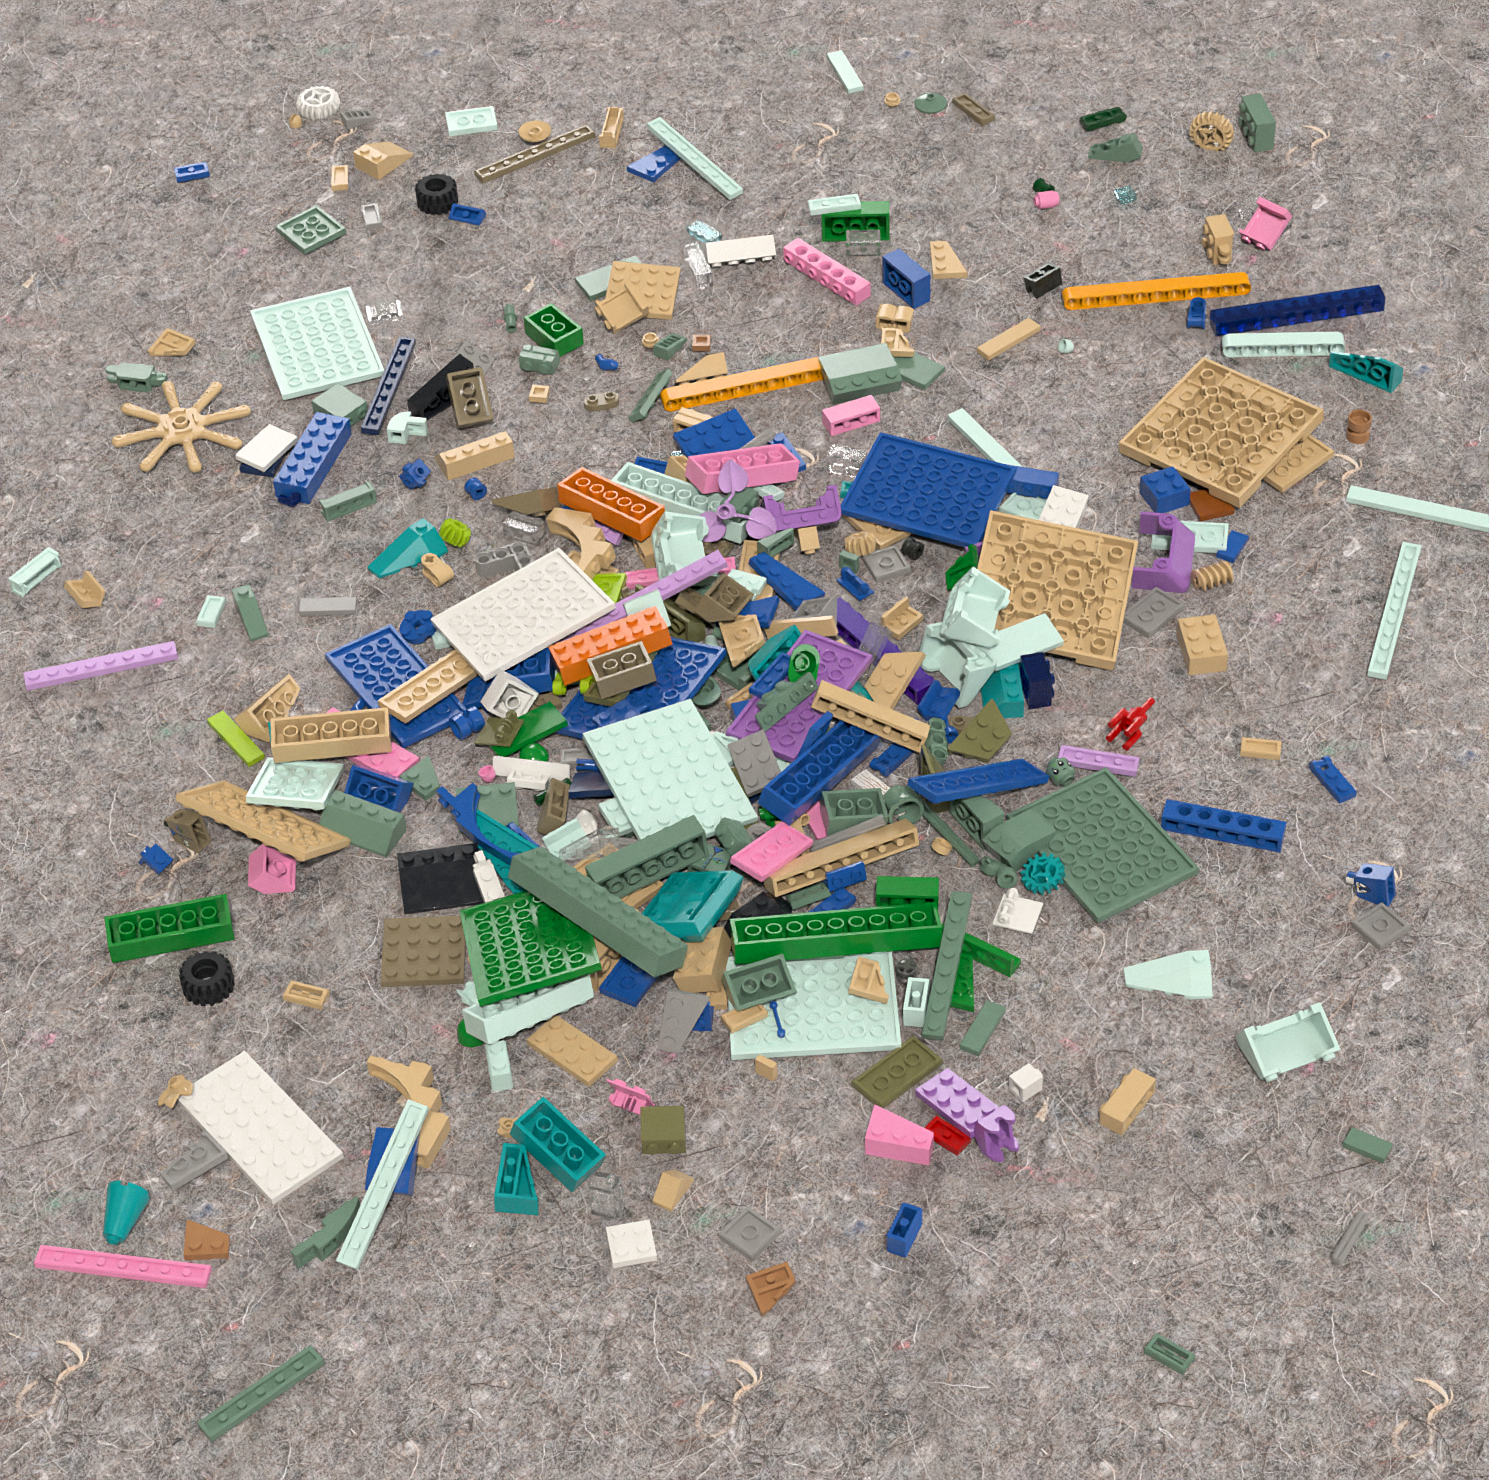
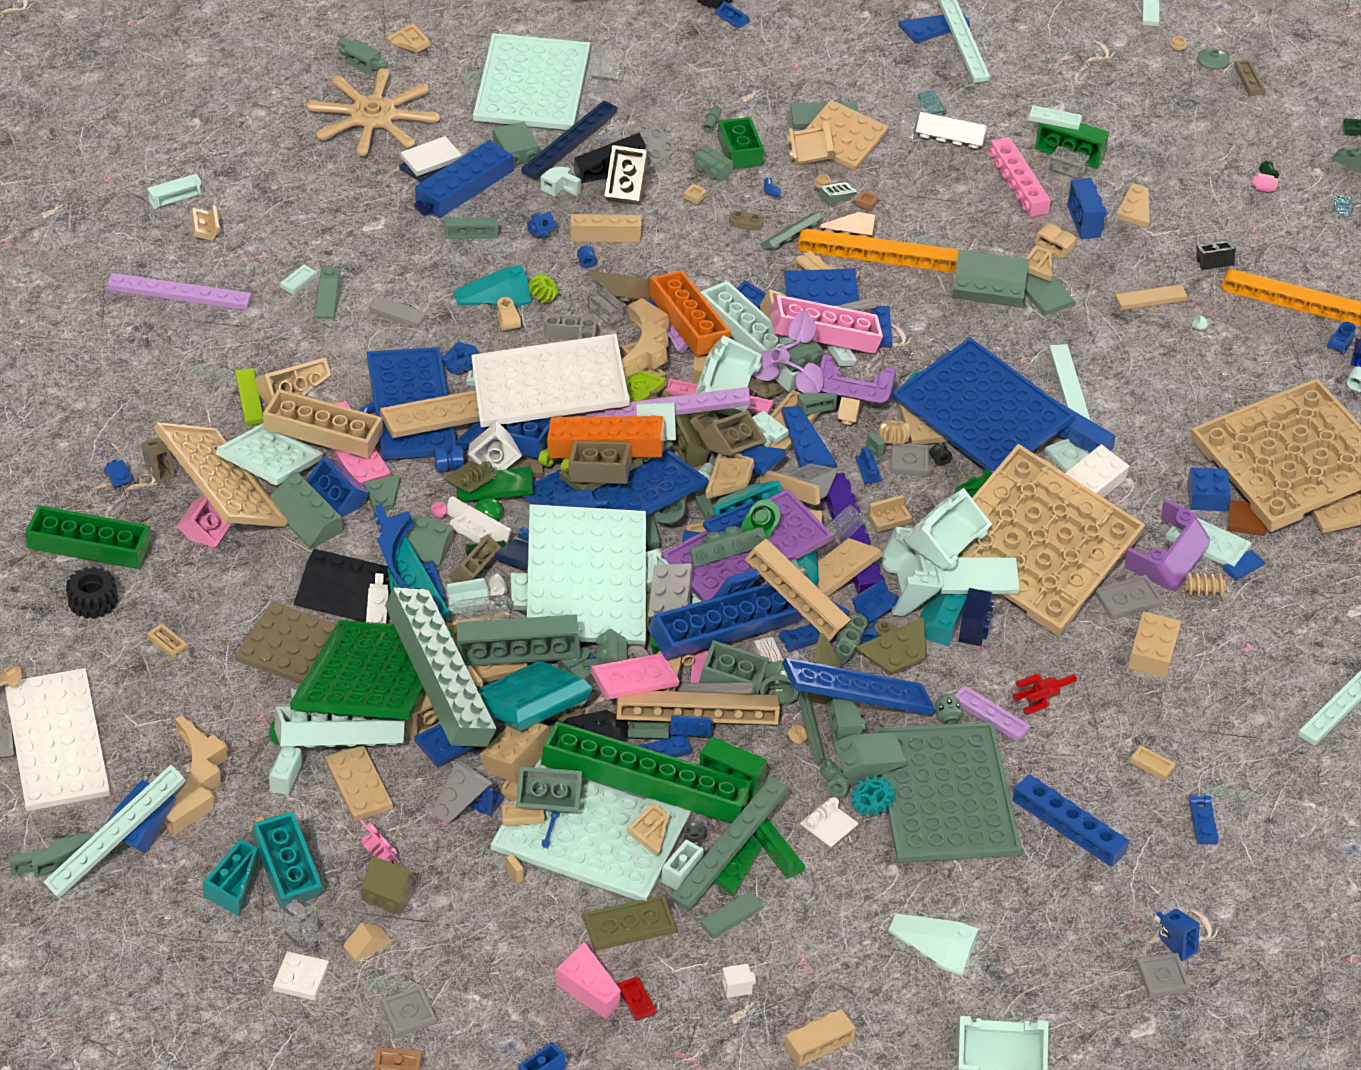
camera: 20 degrees right, 0 degrees up
(851, 415) = (960, 313): bright pink brick -> none
(971, 1113) = (669, 987): hinge -> none

